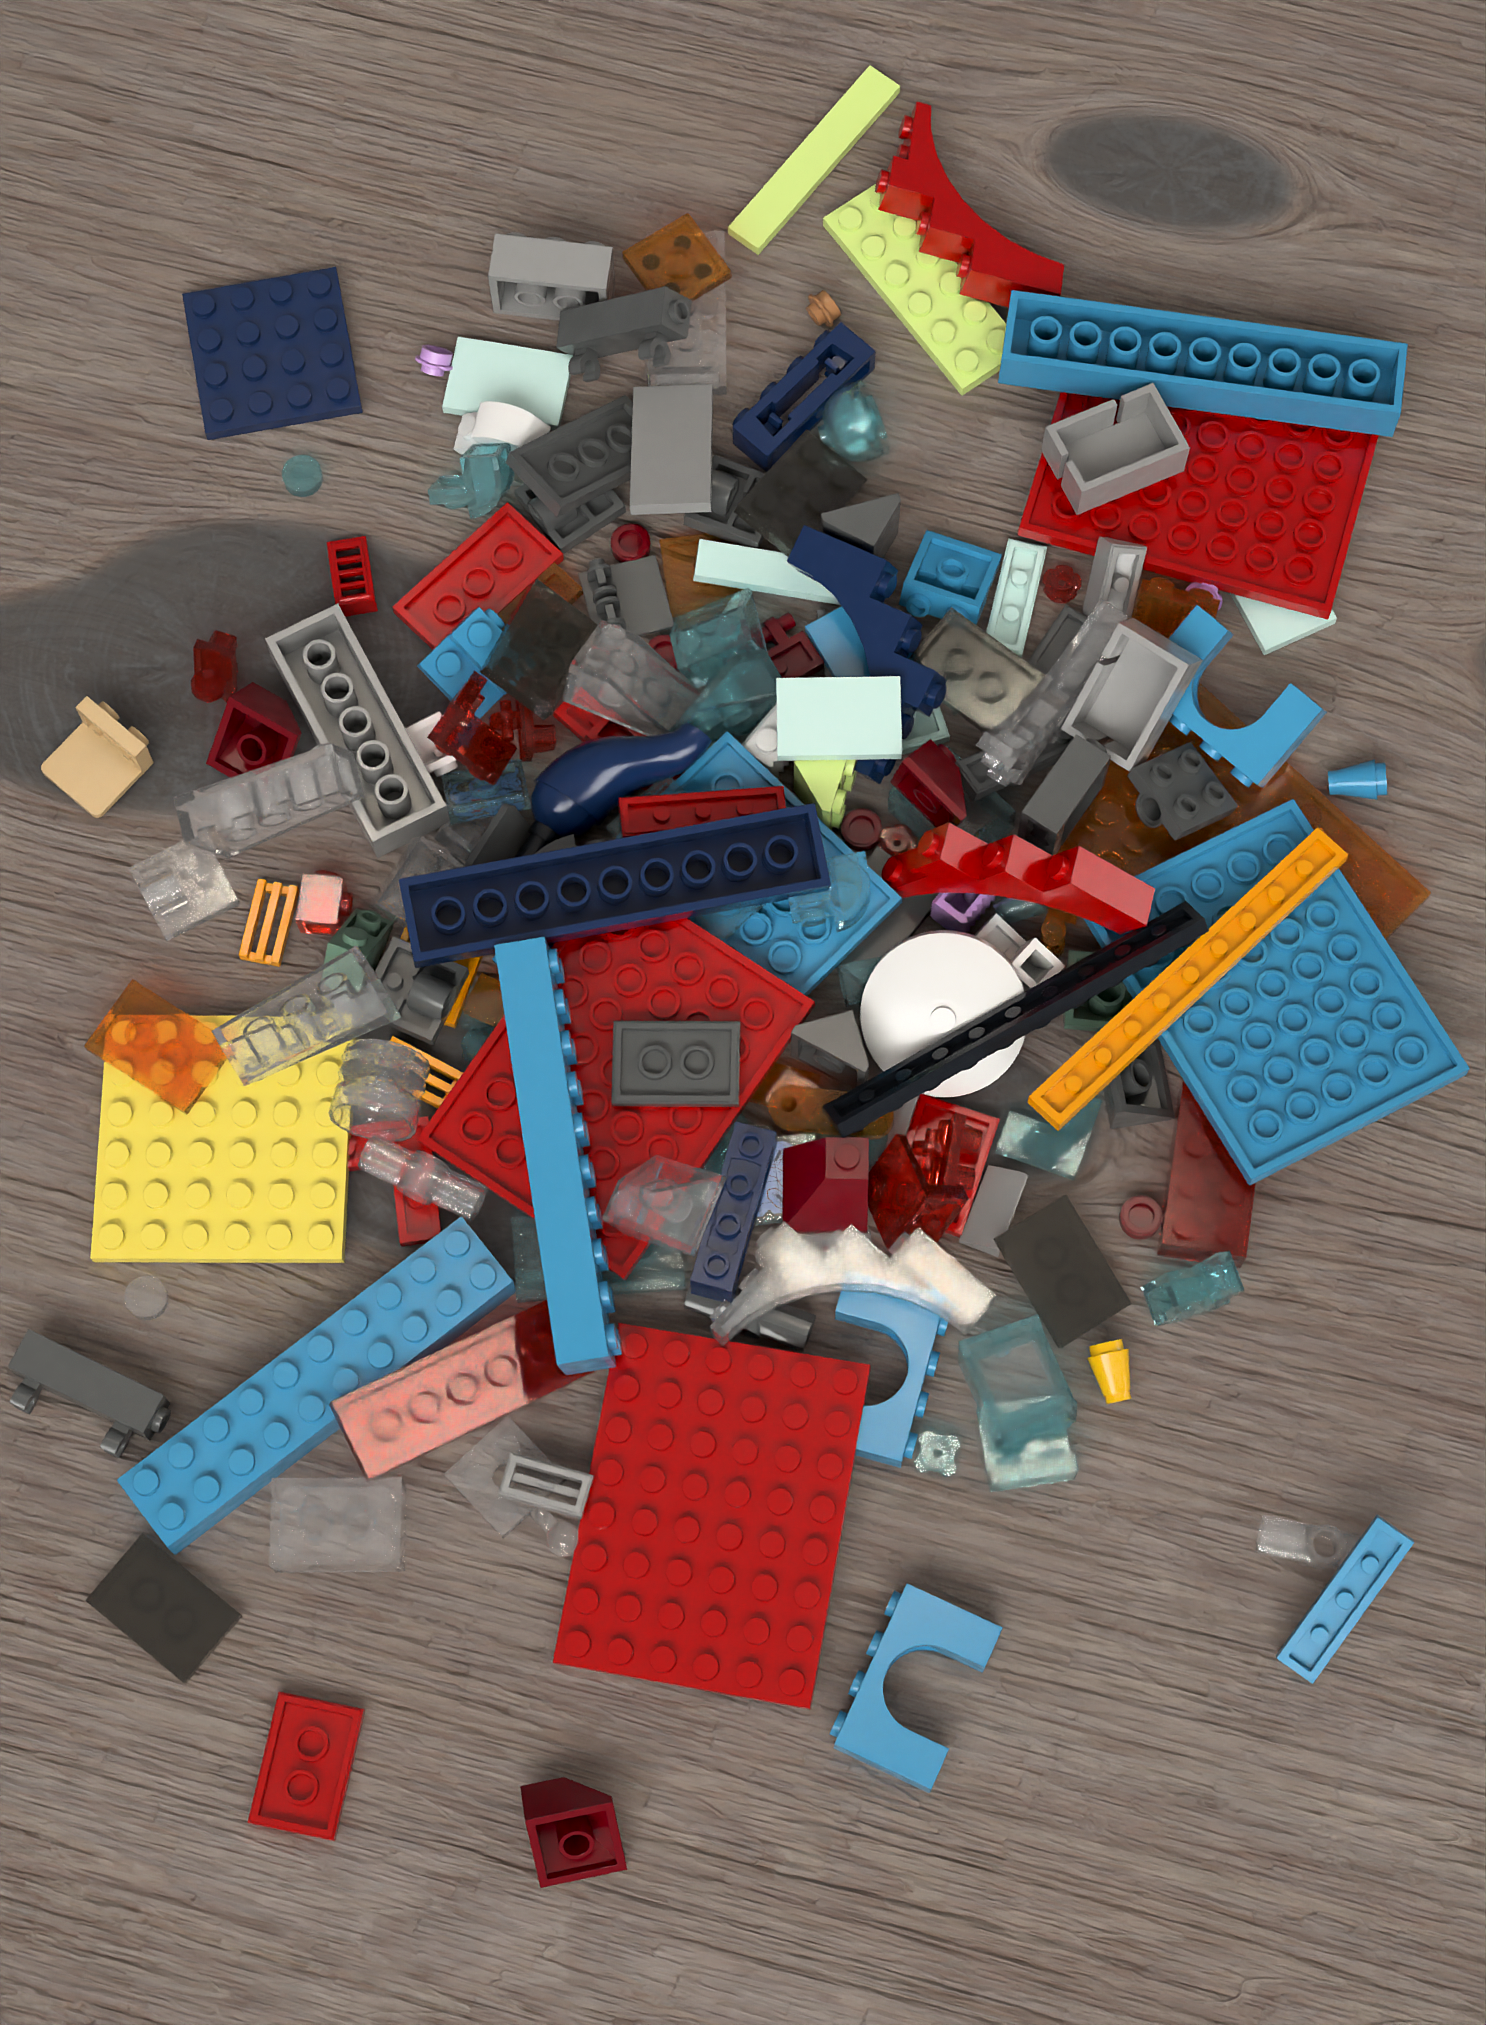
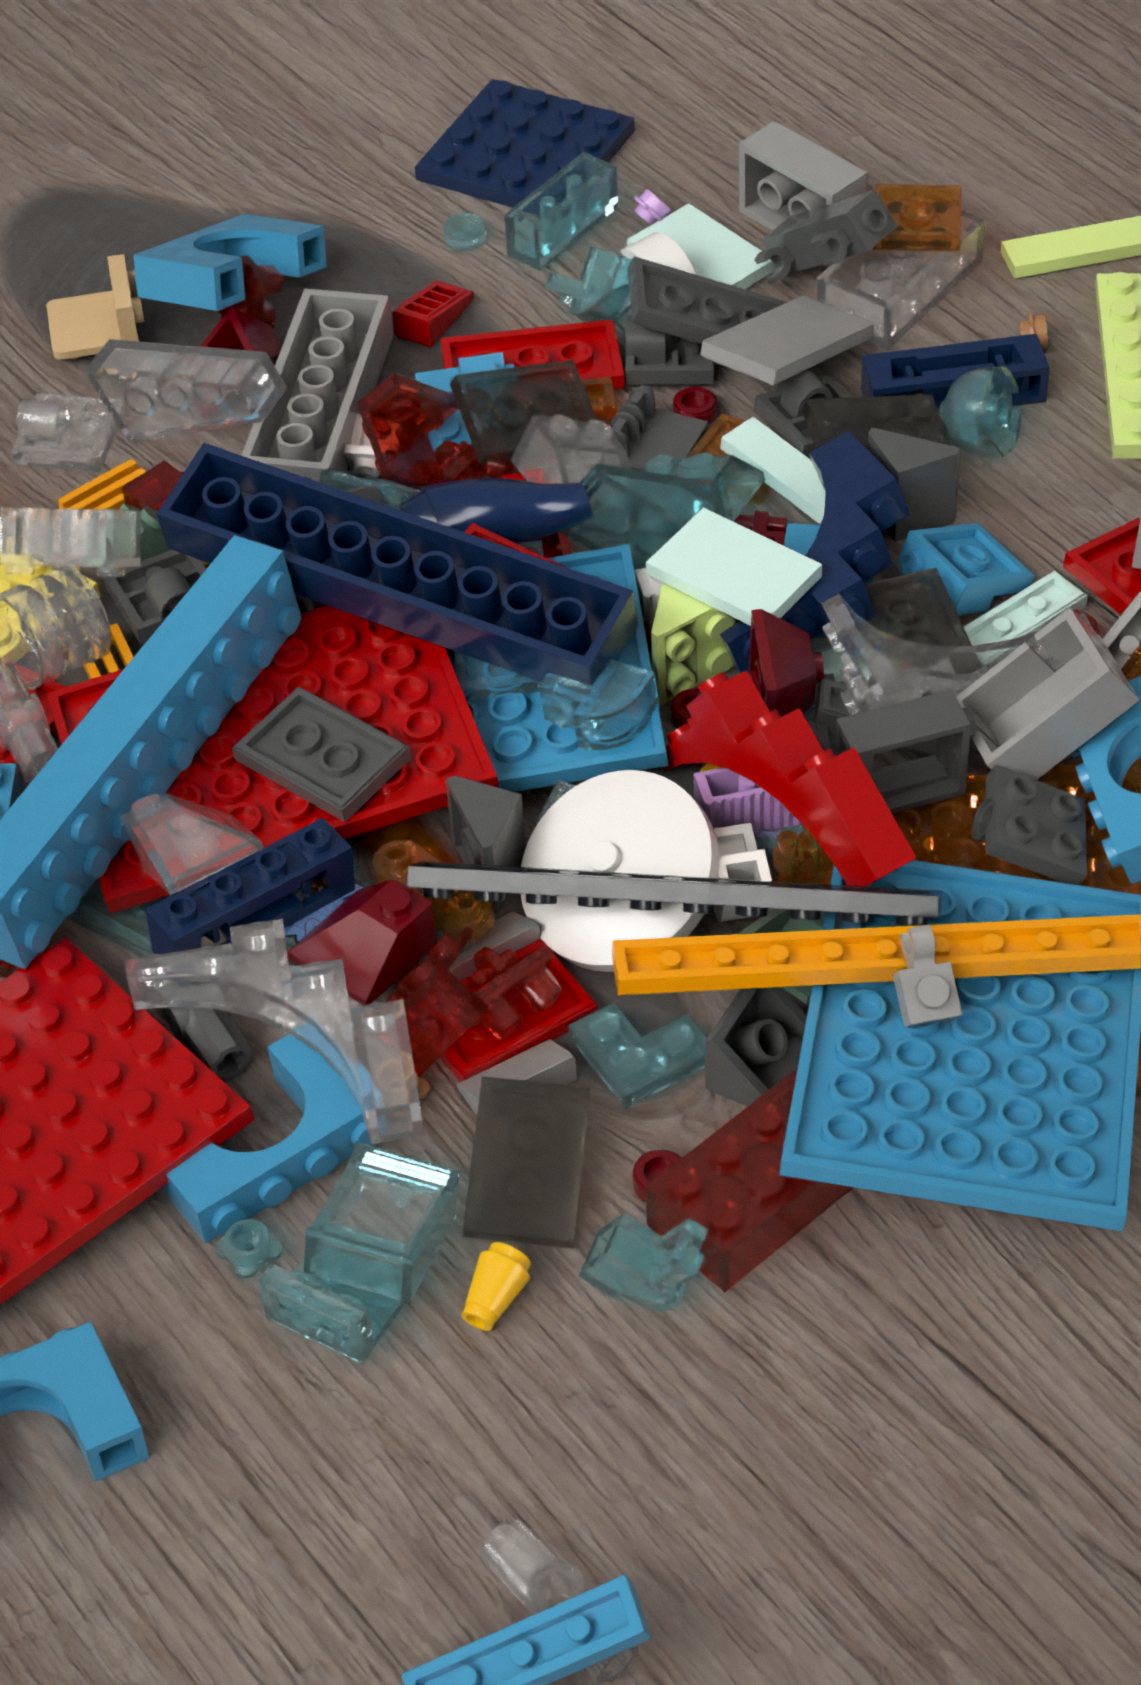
camera: 40 degrees right, 25 degrees down
(155, 613) = (205, 265): none -> dark azure arch
(377, 415) = (561, 211): none -> clear light blue brick
(1238, 985) = (925, 989): none -> light grey plate

